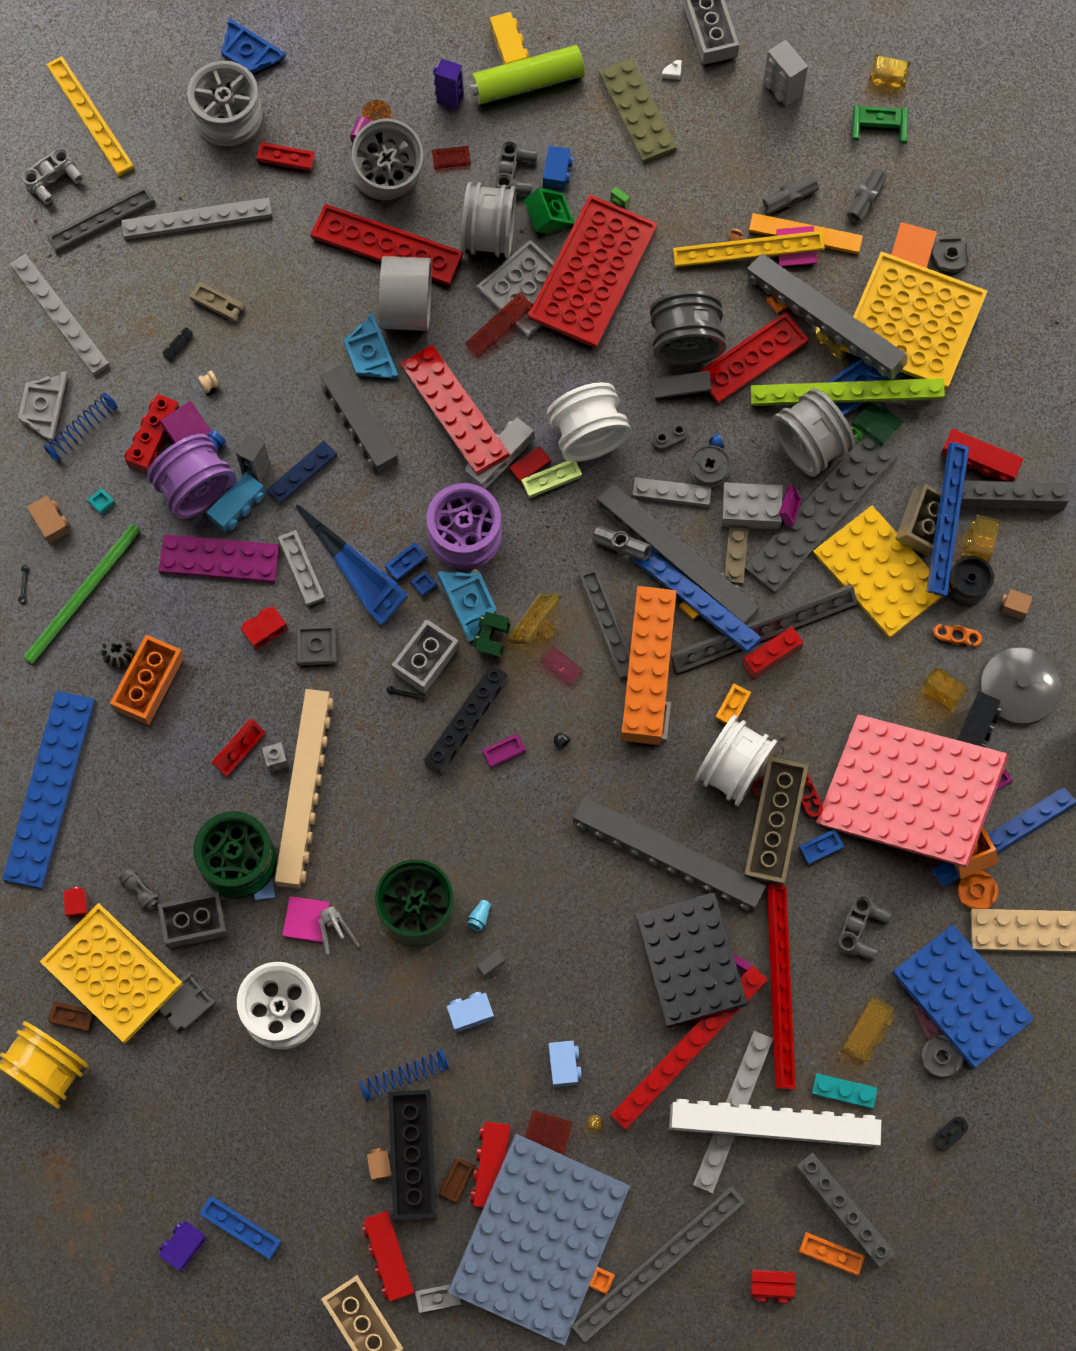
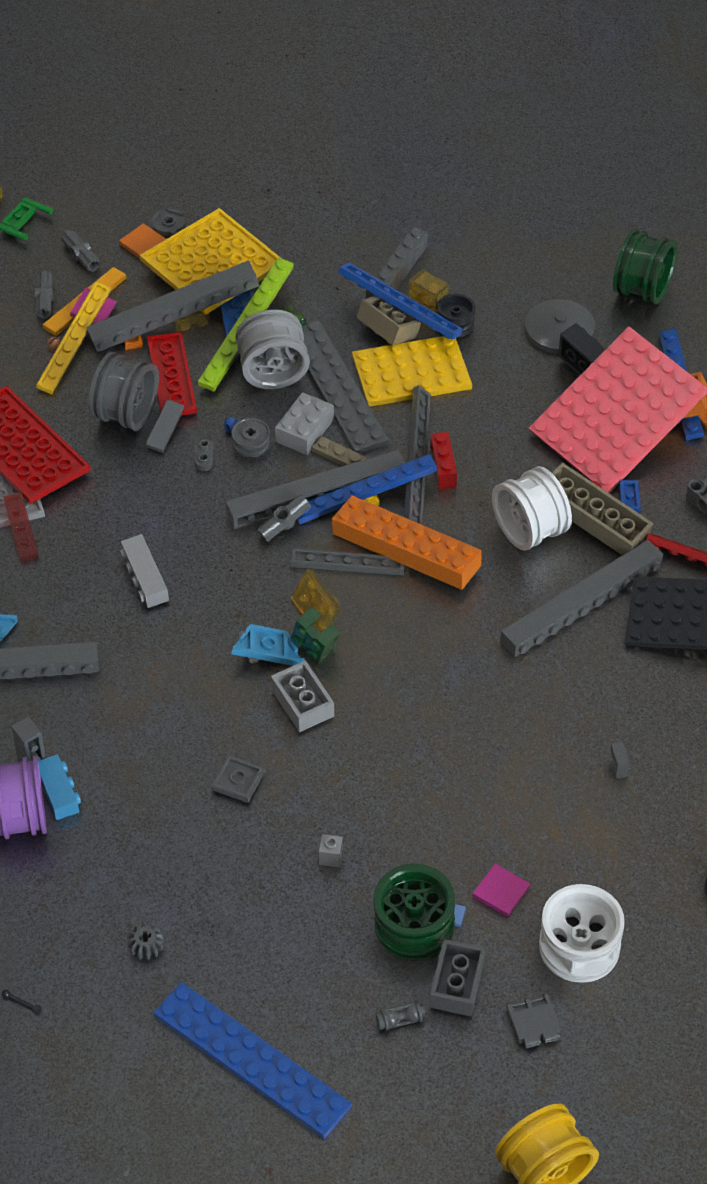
camera: 65 degrees left, 20 degrees down
(71, 1016) = (499, 1125): reddish brown plate -> none
(75, 903) = (385, 1076): red brick -> none
(81, 594) = (66, 954): bright green axle -> none
(111, 973) = (474, 1069): yellow plate -> none
(147, 680) = (192, 924): orange brick -> none
(219, 558) = (102, 825): magenta plate -> none
(238, 747) = (303, 878): red plate -> none
(263, 627) = (197, 812): red brick -> none
(301, 568) = (155, 761): light grey plate -> none
(302, 472) = (60, 727): dark blue plate -> none
(303, 787) = (363, 833): tan brick -> none
(331, 918) = (514, 863): light grey plant -> none
(366, 1094) = (691, 836): blue piece -> none
(374, 587) = (211, 711): blue plate -> none
(406, 561) = (200, 680): blue plate -> none
(421, 873) = (549, 810): dark green wheel -> none
(422, 697) = (336, 720): black hinge -> none
(424, 584) = (228, 677): blue tile -> none
(454, 410) = (81, 584): plate -> none
(457, 506) = (199, 616): medium lavender wheel -> none
(466, 720) = (380, 691): black brick -> none
(470, 1011) = (655, 794): light blue brick -> none
(478, 917) = (569, 754): medium azure cone -> none
(503, 751) = (422, 679): magenta tile -> none
(530, 464) = (166, 558): red tile -> none
(551, 478) = (189, 546): yellowish green plate -> none
(561, 665) = (366, 608): clear pink plate -> none
(561, 740) = (436, 633): black hinge -> none
(589, 422) = (163, 487): white wheel -> none
(672, 492) = (256, 472): light grey plate -> none
(733, 703) = (473, 505): light orange plate -> none
(790, 506) = (323, 396): magenta tile -> none
(944, 689) = (539, 367): clear yellow slope -> none
(965, 631) = (494, 350): orange piece -> none
(986, 458) = (368, 259): red brick -> none
(1016, 604) = (491, 299): medium nougat brick -> none

